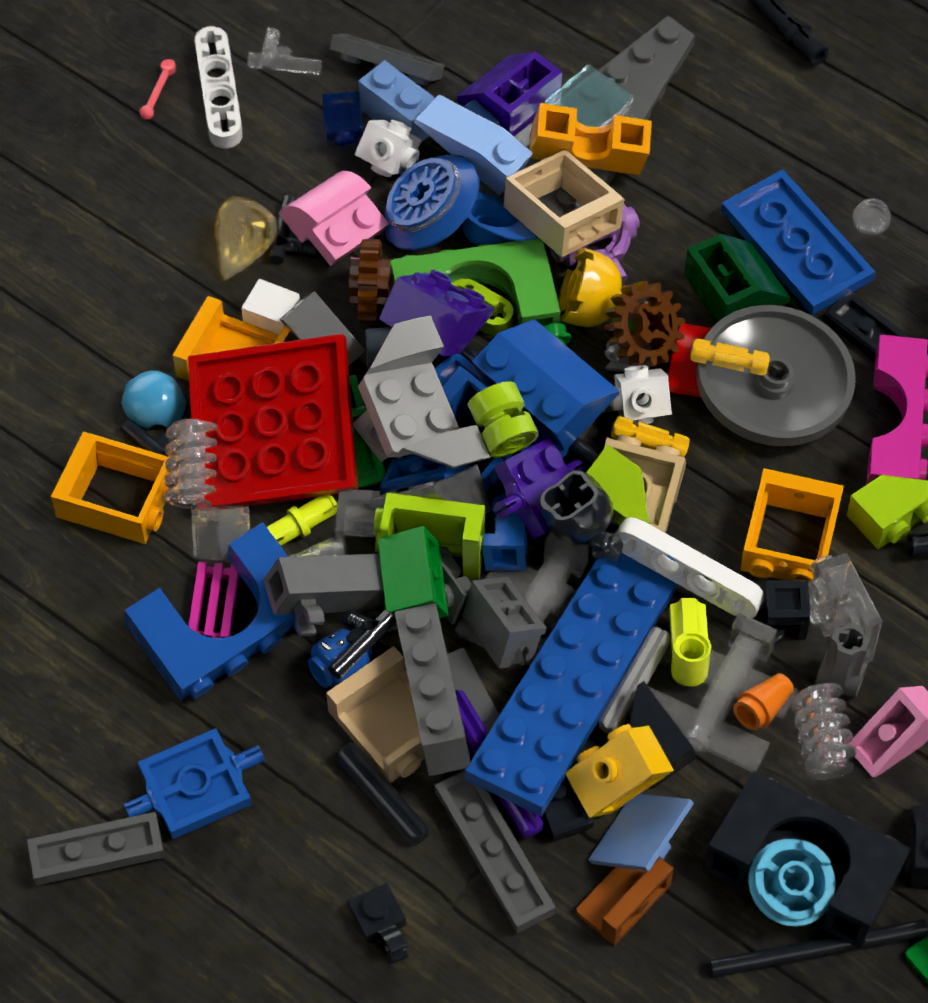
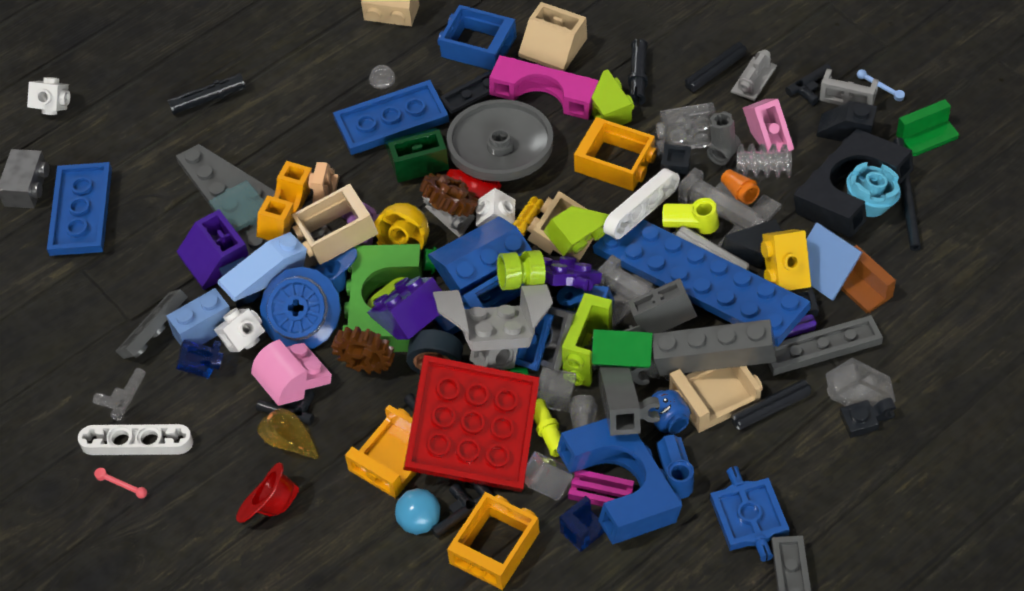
camera: 75 degrees left, 5 degrees down
(147, 238) = (270, 496): none -> red piece
(147, 575) = (580, 524): none -> clear blue panel
(188, 462) = (497, 474): clear piece -> none
(259, 681) = (676, 465): none -> blue piece
(267, 305) = (361, 421): white panel -> none
(314, 319) = (393, 385): dark grey hinge -> none
(362, 638) = (665, 386): black hose -> none
(426, 906) = (858, 382): none -> clear slope
(580, 513) = (599, 243): black piece -> none
(643, 182) = (323, 181): none -> light nougat wing
(730, 357) = (488, 153): yellow axle -> none

